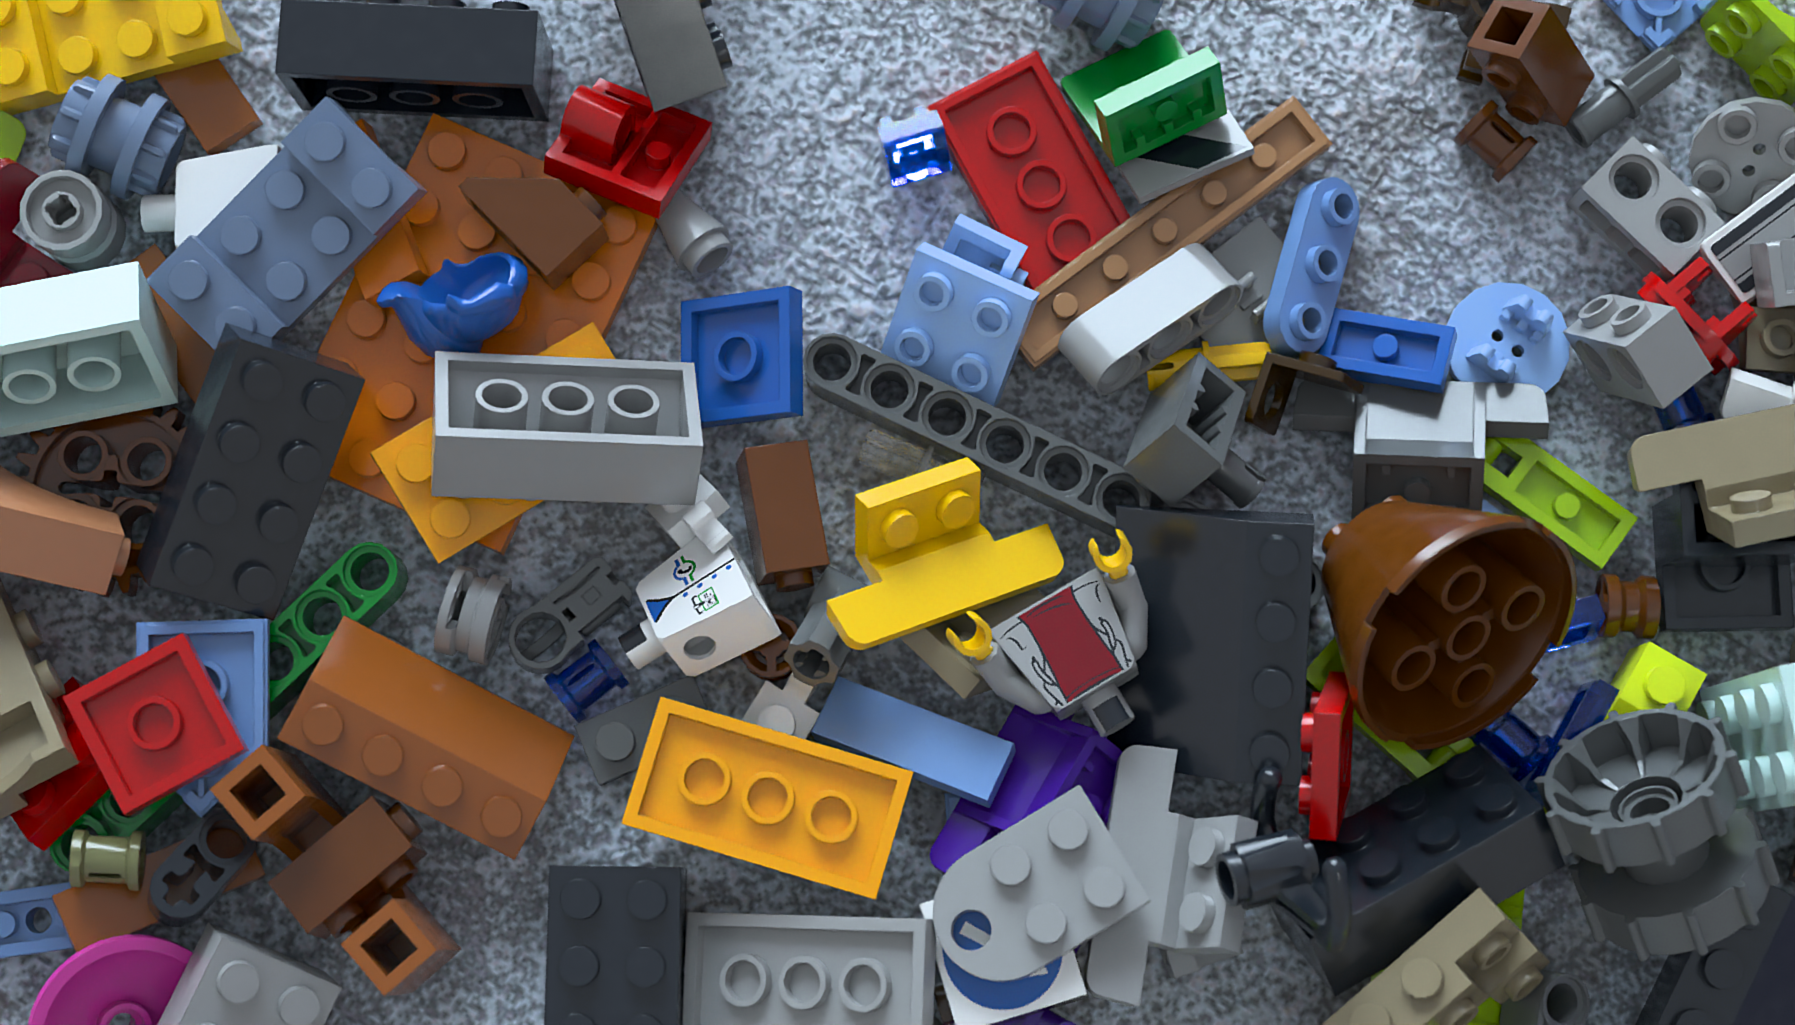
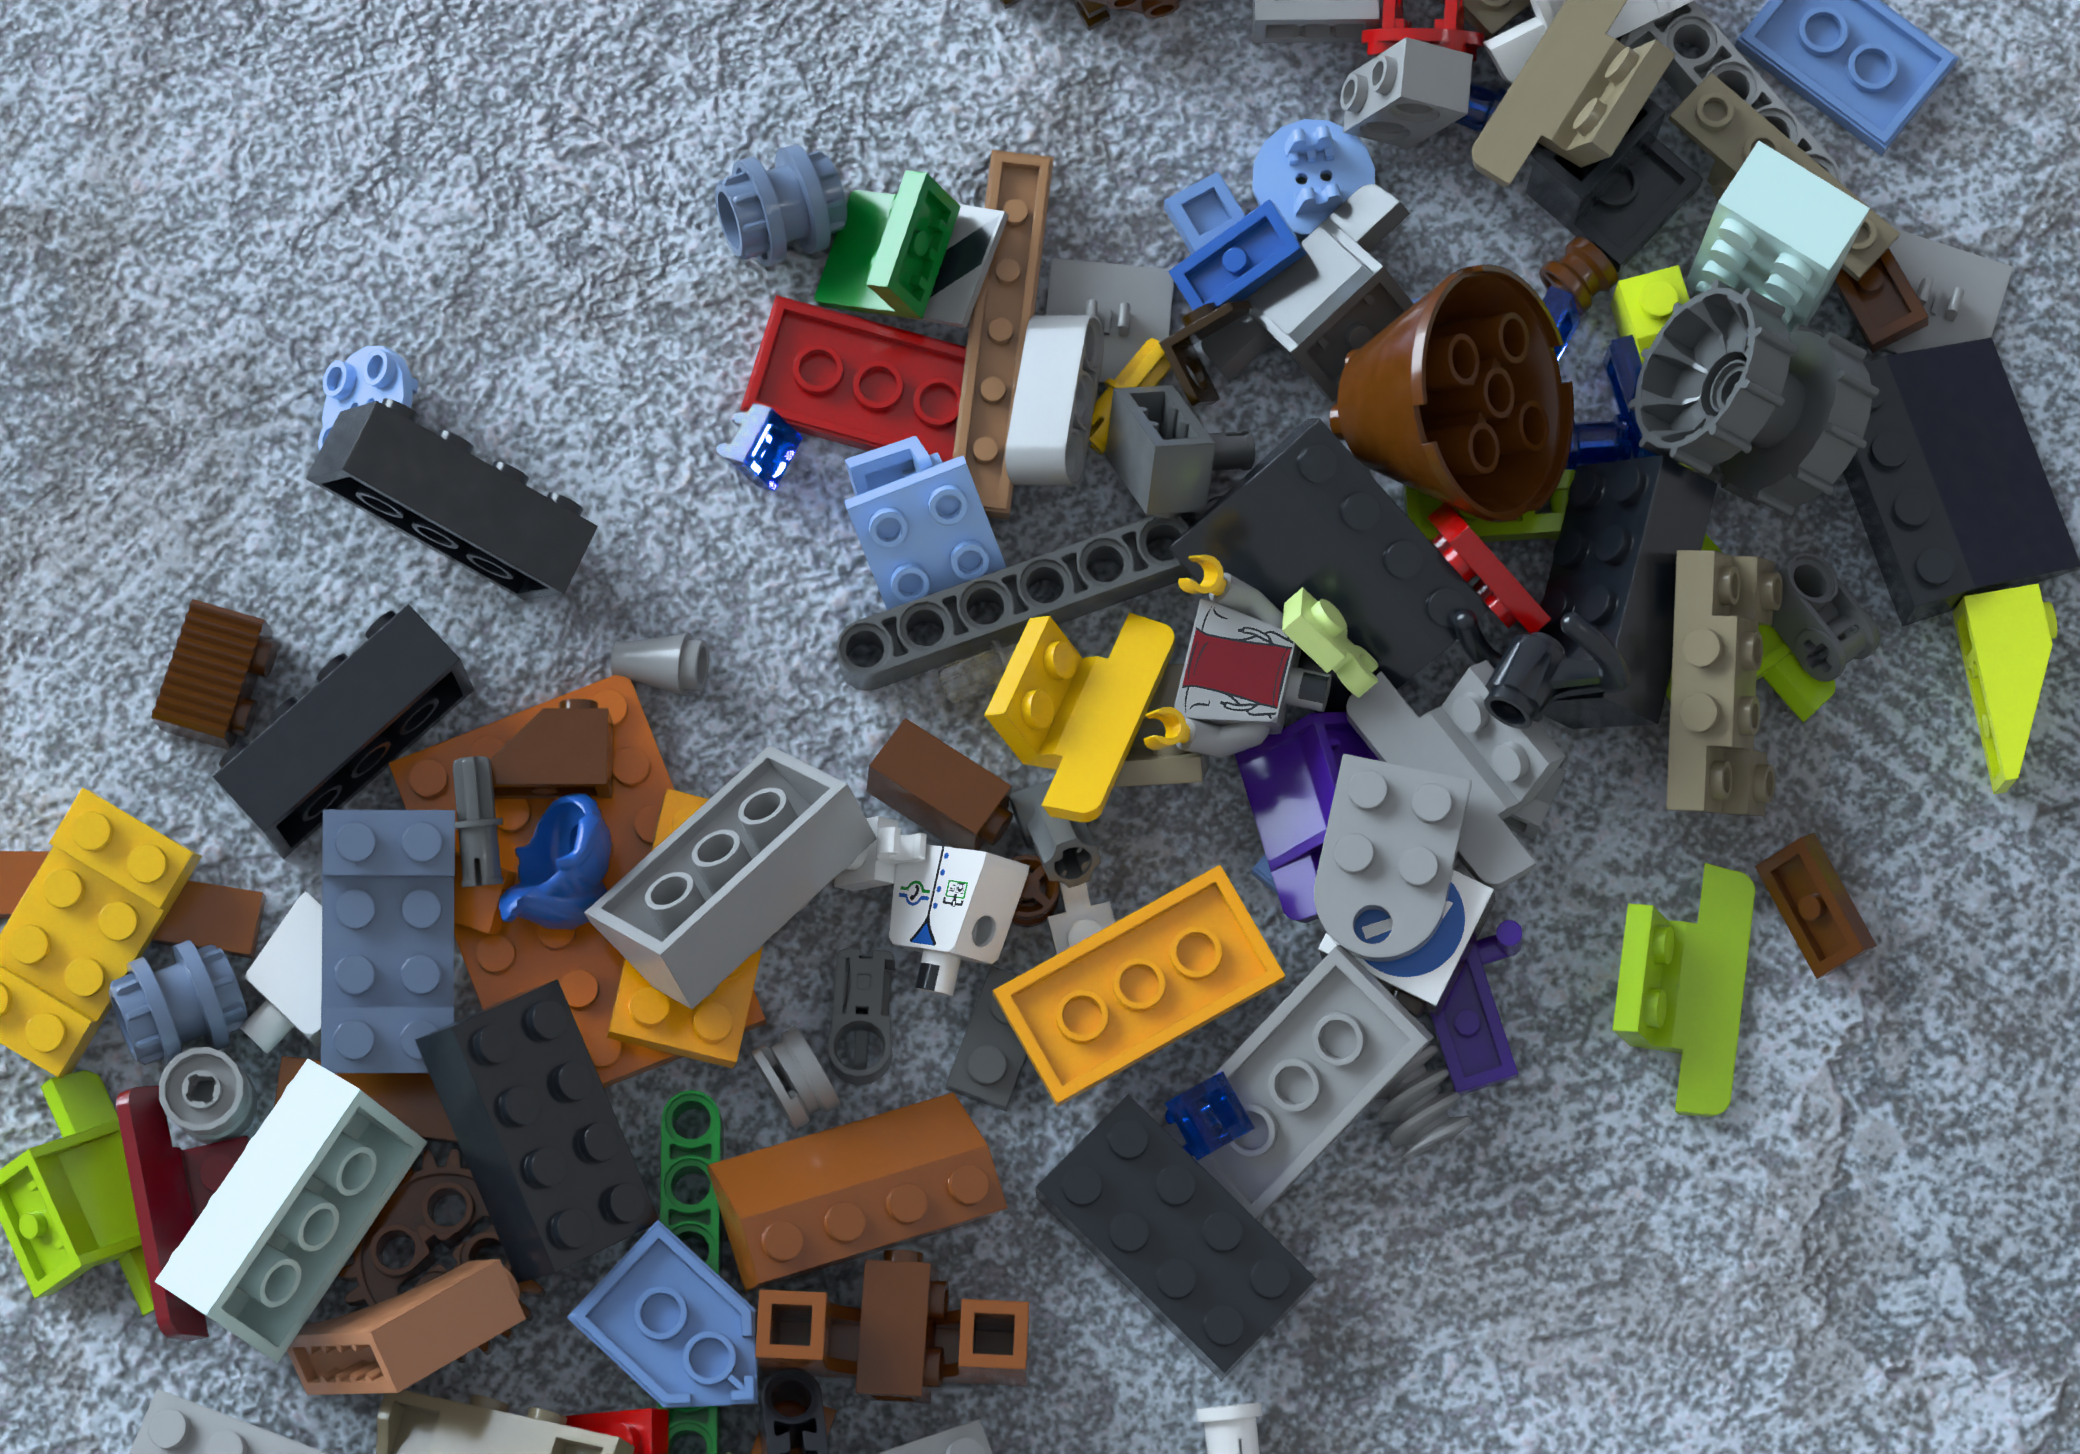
camera: 45 degrees left, 5 degrees down
(155, 724) = (661, 1364): red plate -> none
(428, 213) = (477, 821): none -> dark grey axle
(586, 680) = (922, 1044): clear blue bush -> none
(625, 149) = (560, 645): red plate -> none
(720, 943) = (1208, 1116): none -> clear blue tile
(746, 355) = (797, 702): blue plate -> none
(914, 739) = (1223, 835): medium blue tile -> none
(1155, 682) = (1323, 636): none -> yellowish green plate
(1319, 230) = (1126, 256): medium blue plate -> none
(1401, 289) = (1203, 211): none -> medium blue plate
(1495, 141) = (1162, 46): reddish brown bush -> none
(1557, 498) = (1445, 246): lime plate -> none

